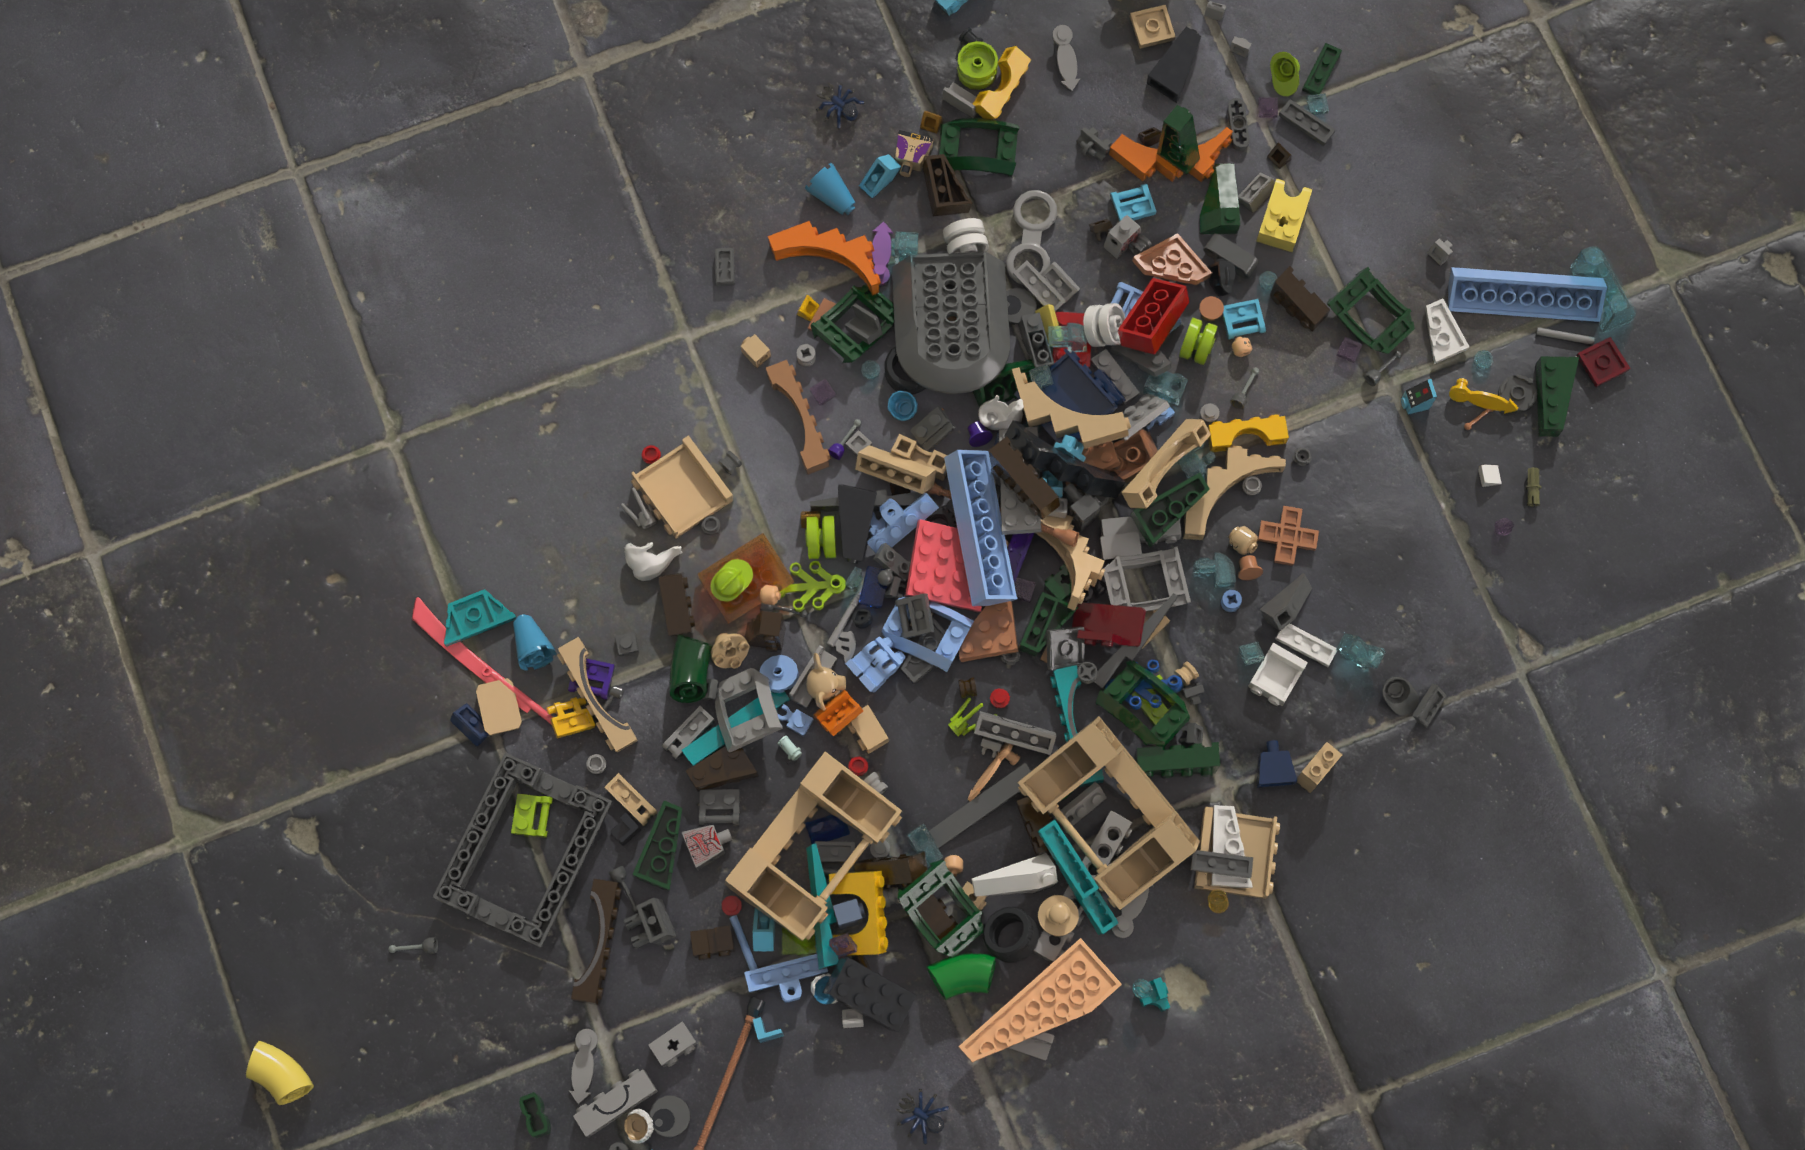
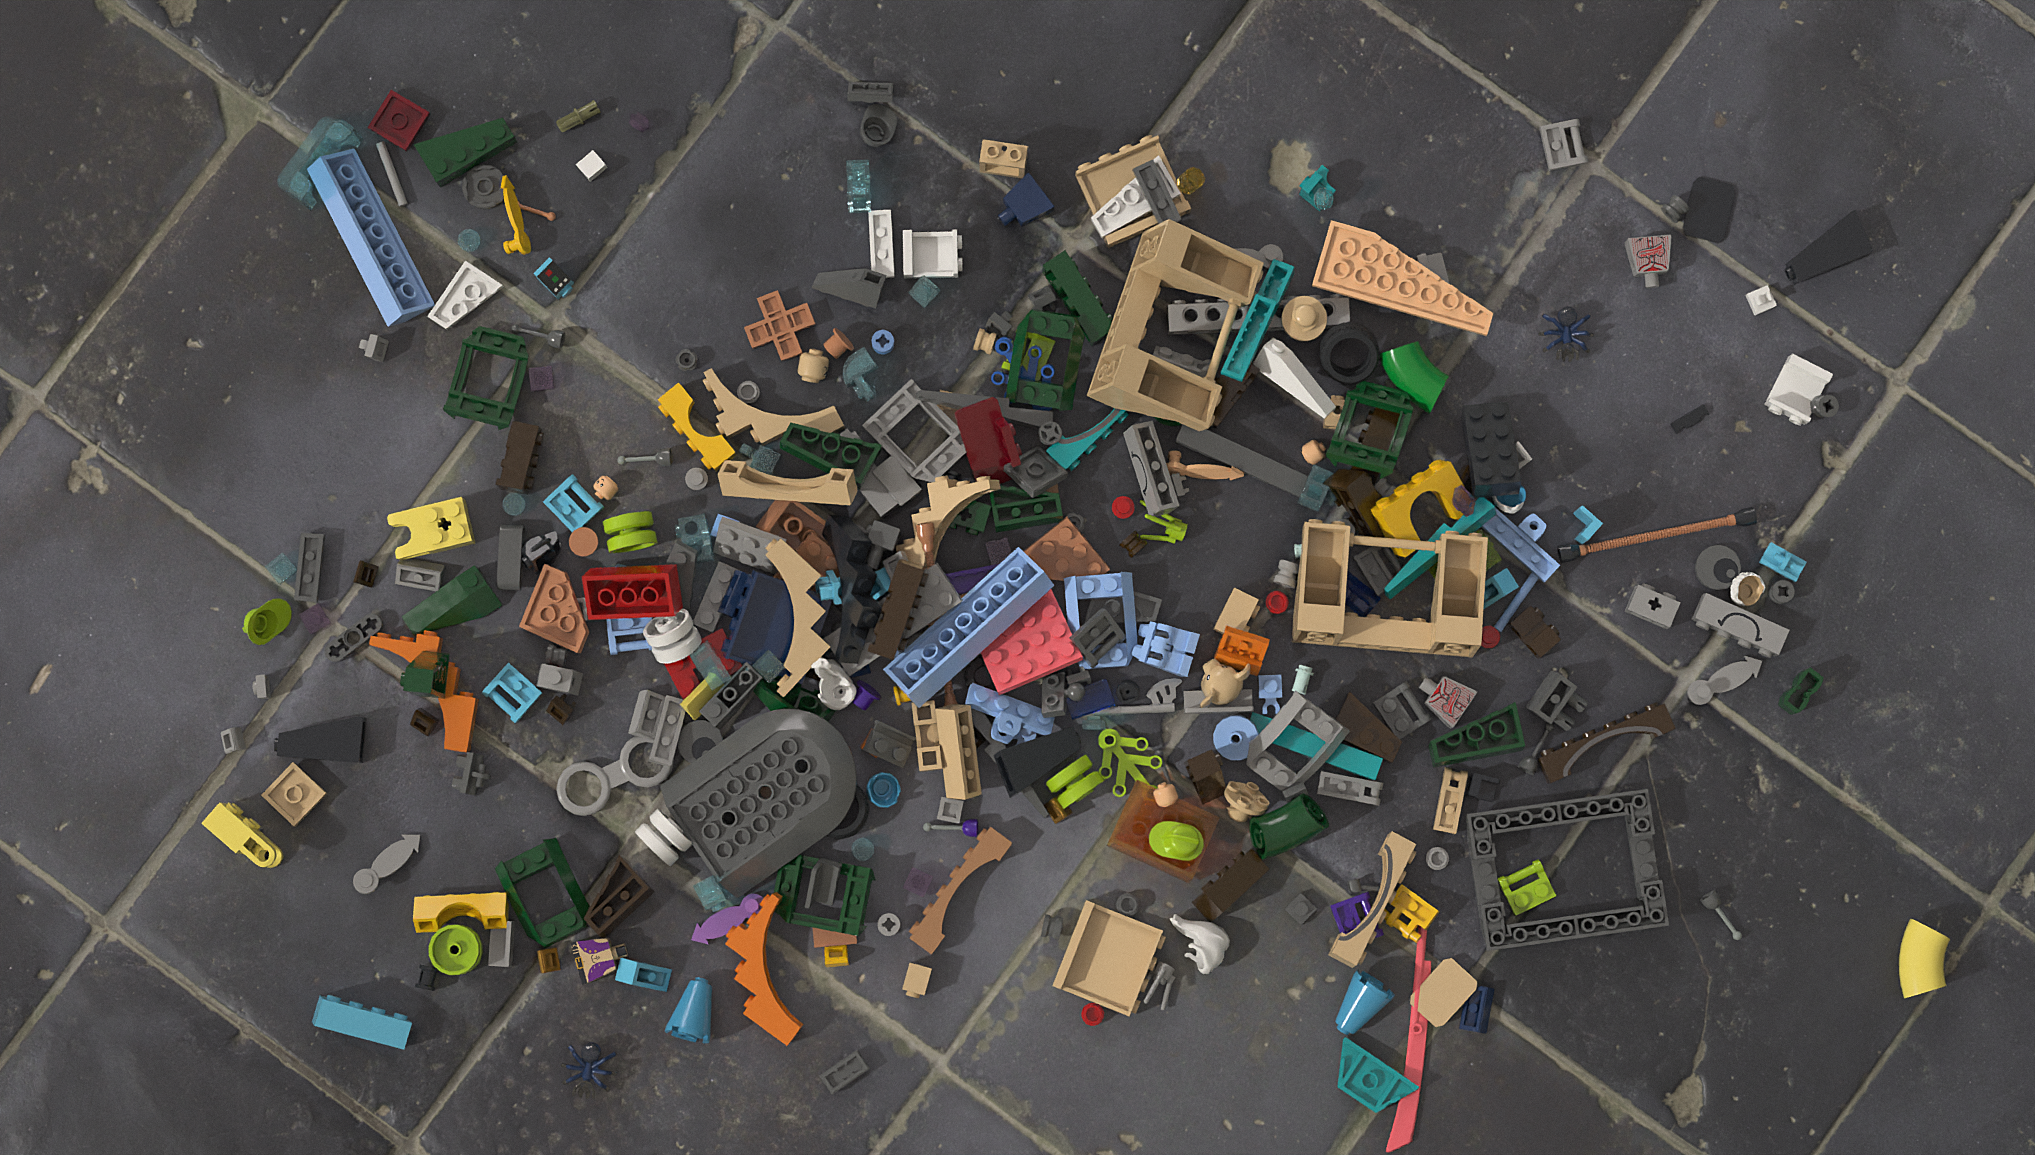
camera: 125 degrees left, 10 degrees up
(849, 914) = (1427, 517): sand blue brick -> none
(1322, 69) = (236, 587): dark green tile -> none

